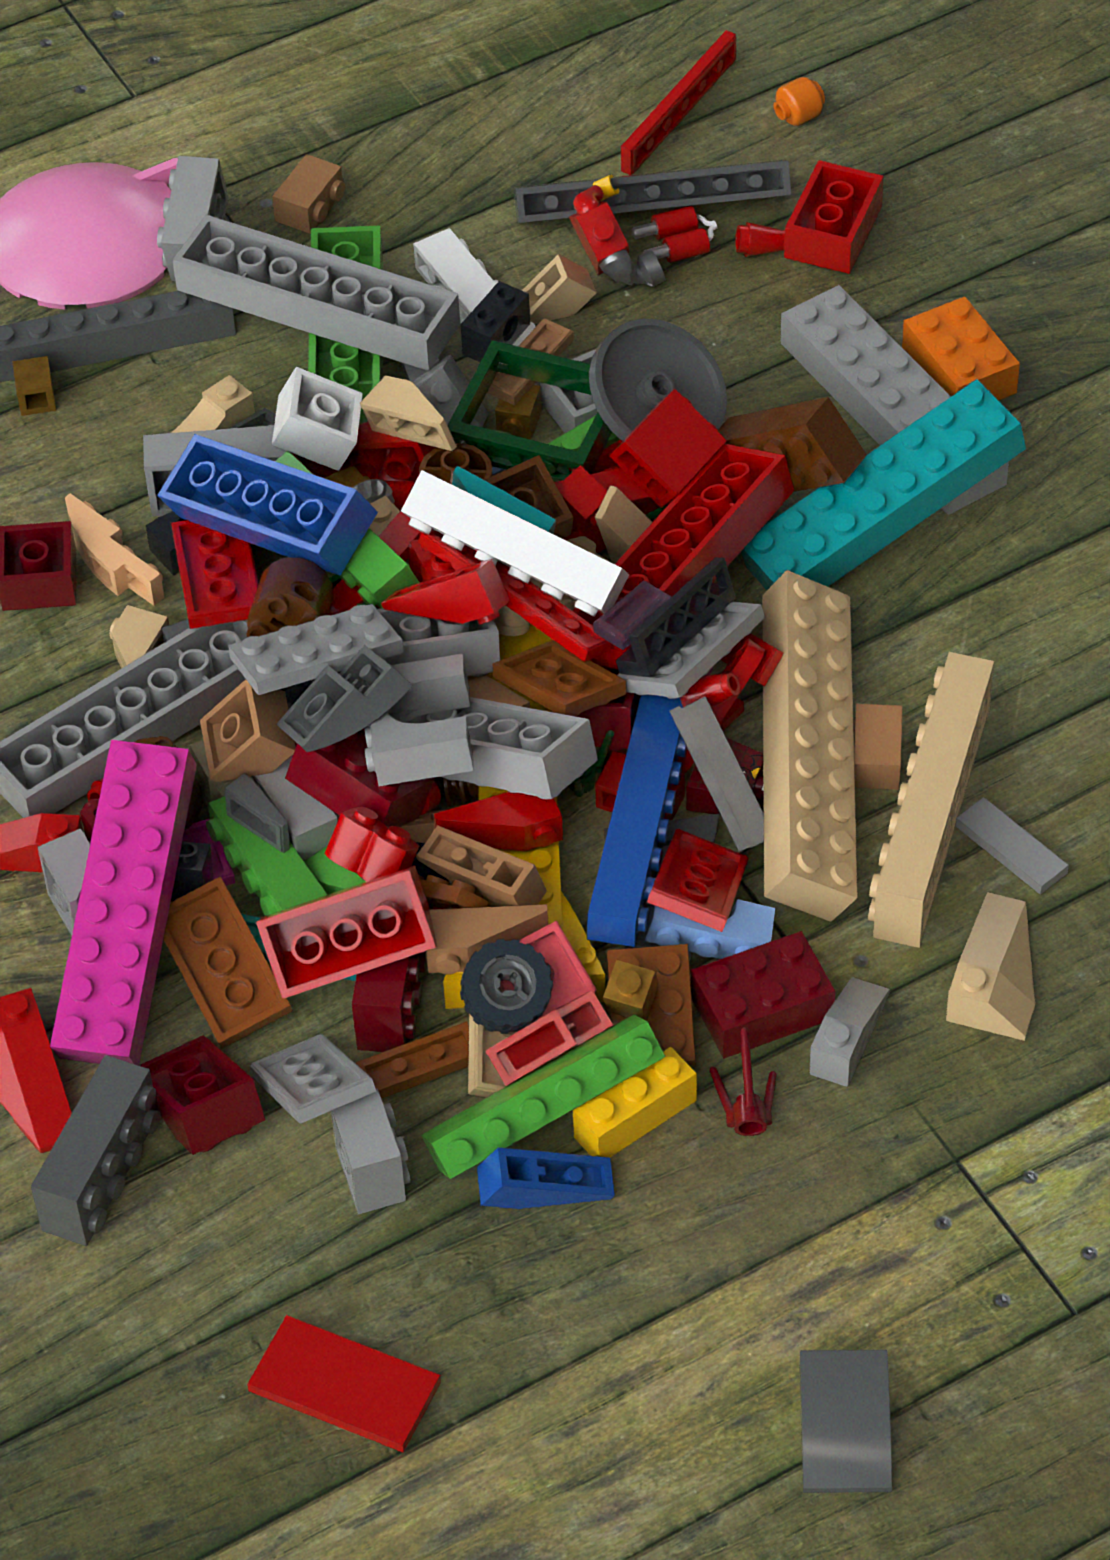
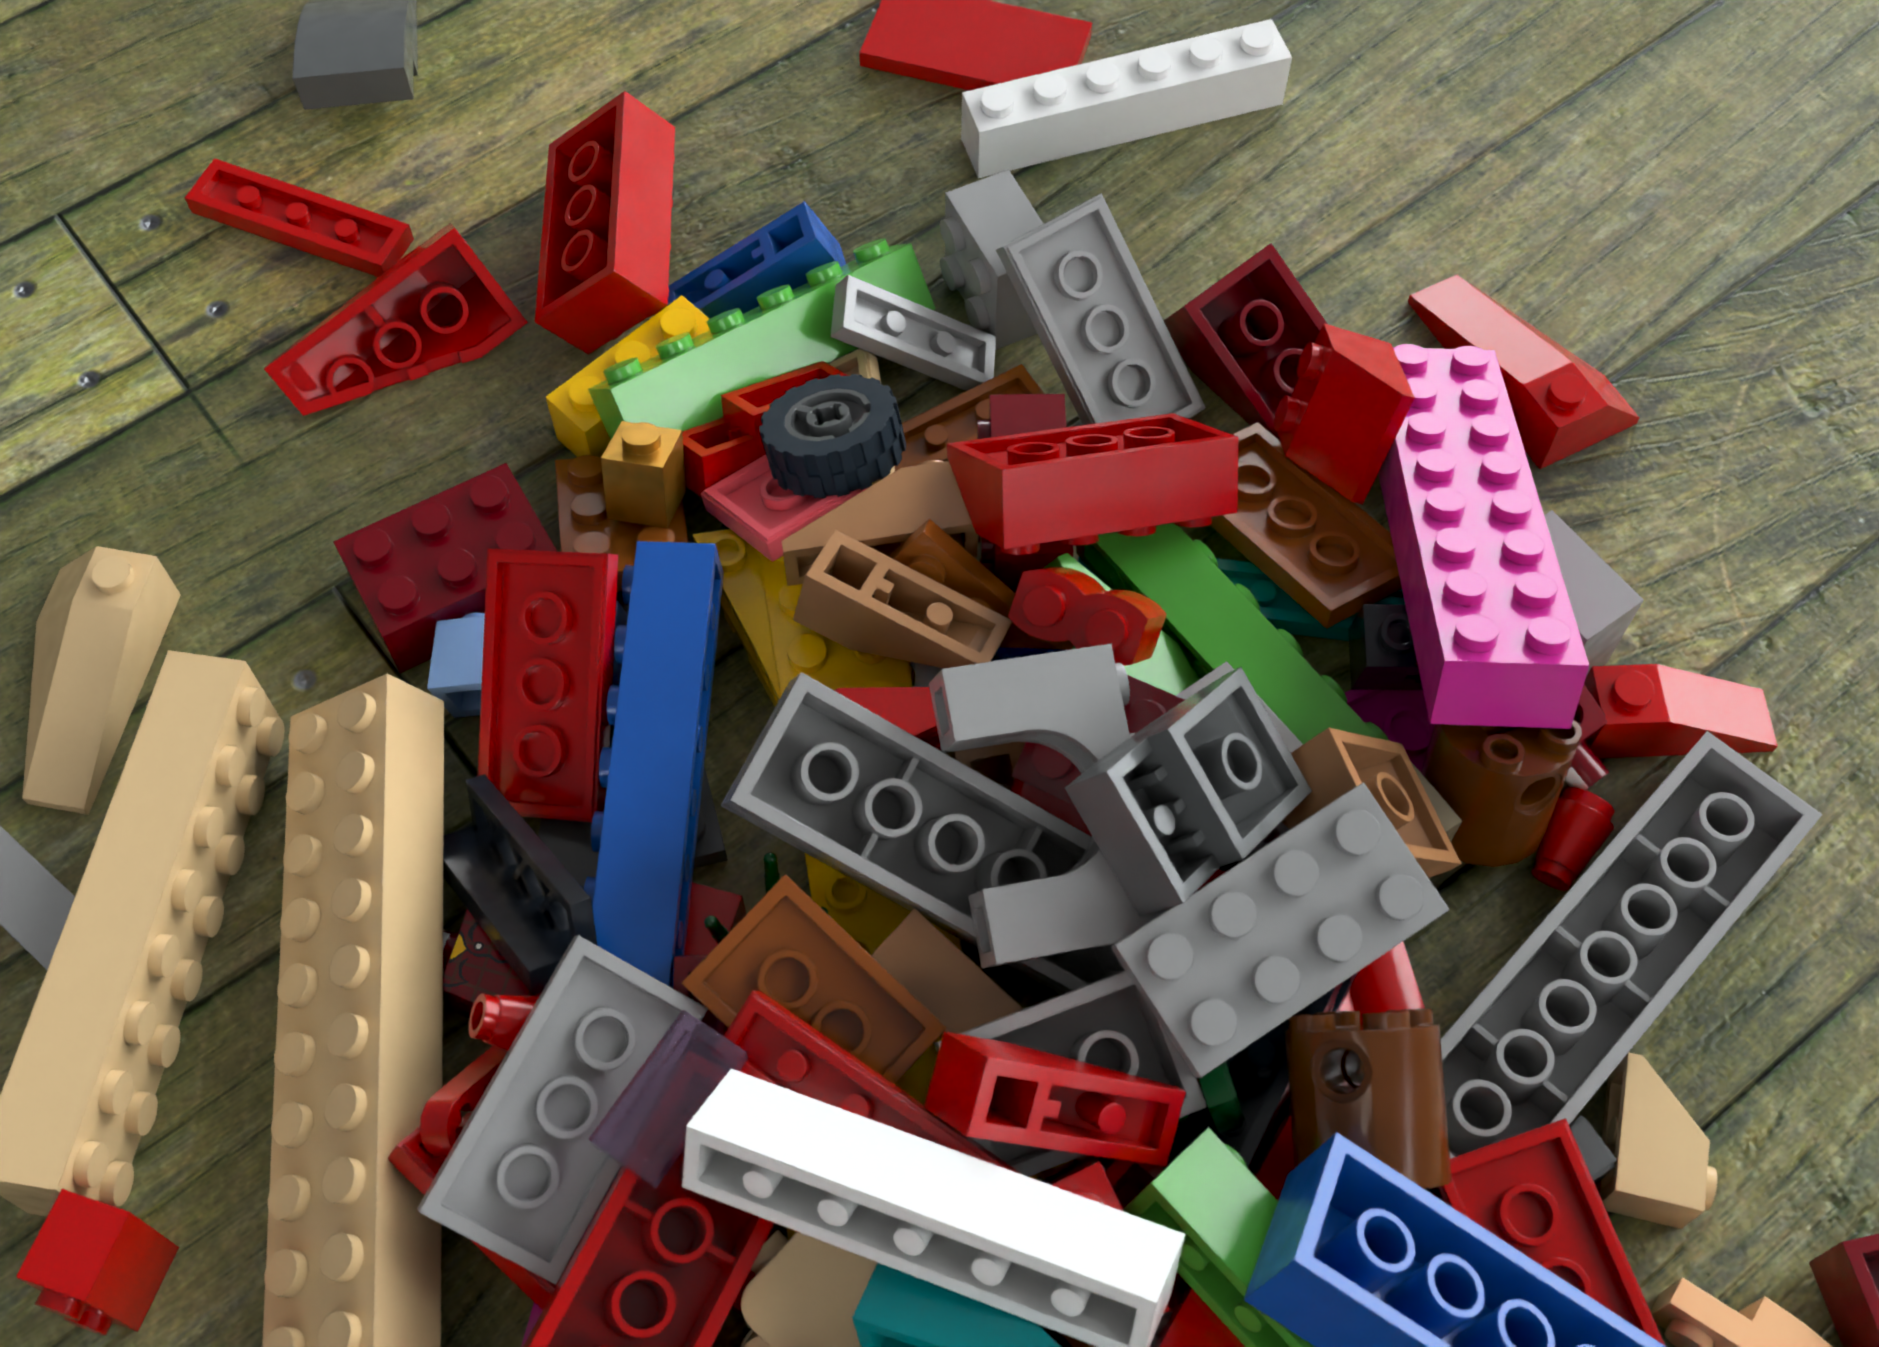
camera: 170 degrees right, 10 degrees up
(96, 1151) = (1375, 220): dark grey brick -> none
(166, 1000) = (1344, 410): none -> red slope
(240, 1298) = (1124, 98): none -> white brick
(256, 813) = (1298, 699): dark grey slope -> none
(443, 1097) = (911, 334): none -> light grey plate
(648, 1205) = (606, 224): none -> red brick
(678, 620) = (570, 1174): black fence -> none
(749, 1113) = (476, 407): dark red plant -> none
(783, 1188) = (410, 321): none -> red wedge
(846, 1031) = (333, 497): light grey slope -> none
(877, 746) = (230, 1067): medium nougat brick -> none
(883, 1270) = (299, 218): none -> red plate
(930, 647) = (96, 1264): none -> red brick

